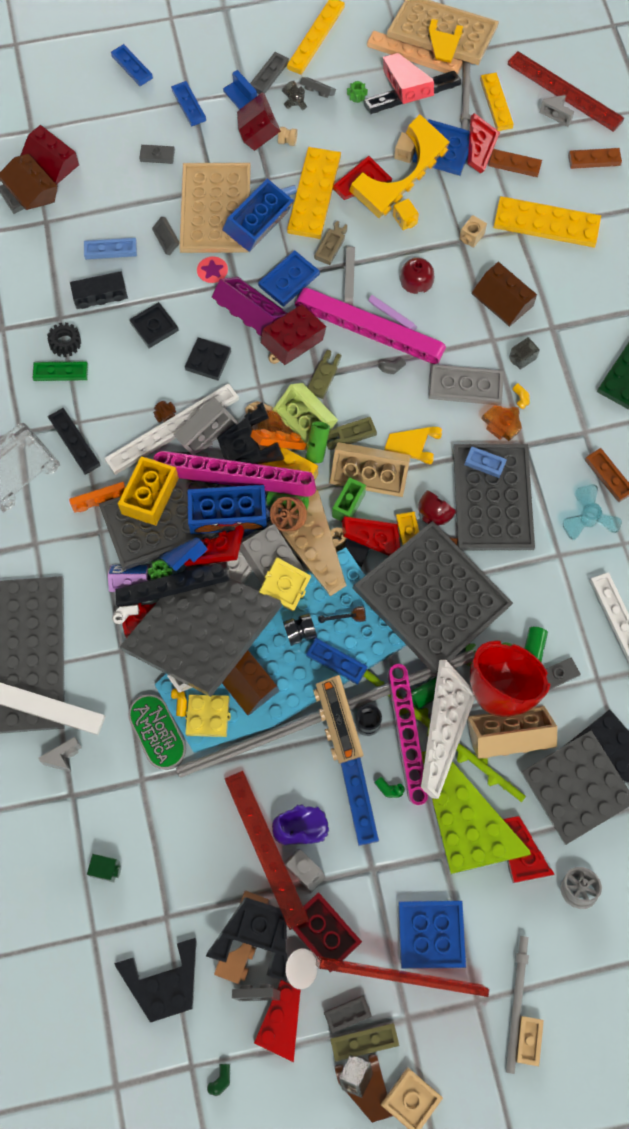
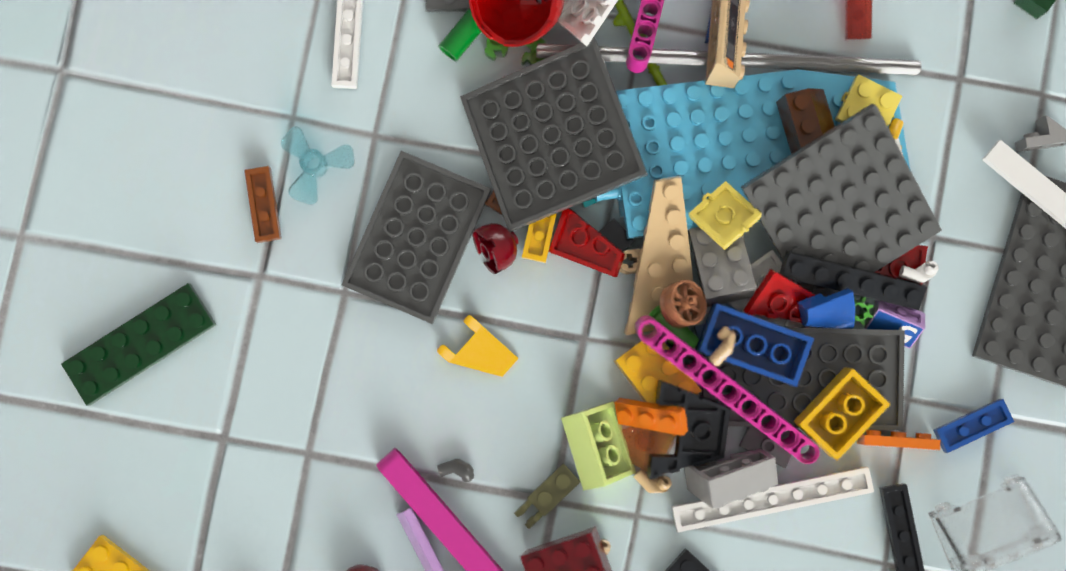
camera: 160 degrees left, 15 degrees up
(48, 529) = (973, 425): none -> blue plate
(157, 732) = (927, 122): tile -> none
(164, 411) = (775, 526): reddish brown gear -> none
(247, 491) = (728, 340): none -> tan arm
(300, 629) = (737, 152): black wheel -> none
(317, 442) = (602, 394): bright green pin -> none
(336, 661) = (699, 103): blue tile -> none
(349, 499) = (595, 301): bright green brick -> none
(352, 432) = (548, 396): olive hinge -> none
(358, 614) = (653, 143): hinge -> none
(368, 720) = (688, 30): black wheel -> none
(377, 469) = (549, 336): tan slope -> none
(424, 693) = (612, 35): green pin -> none
(466, 384) = (374, 403): light grey tile -> none
(485, 462) = (407, 278): medium blue plate -> none
(503, 422) = (354, 329): clear orange plate -> none
(504, 294) = (261, 510): reddish brown slope -> none
(523, 395) = (310, 355): yellow arm -> none
(524, 353) = (281, 412): clear smoke brick -> none

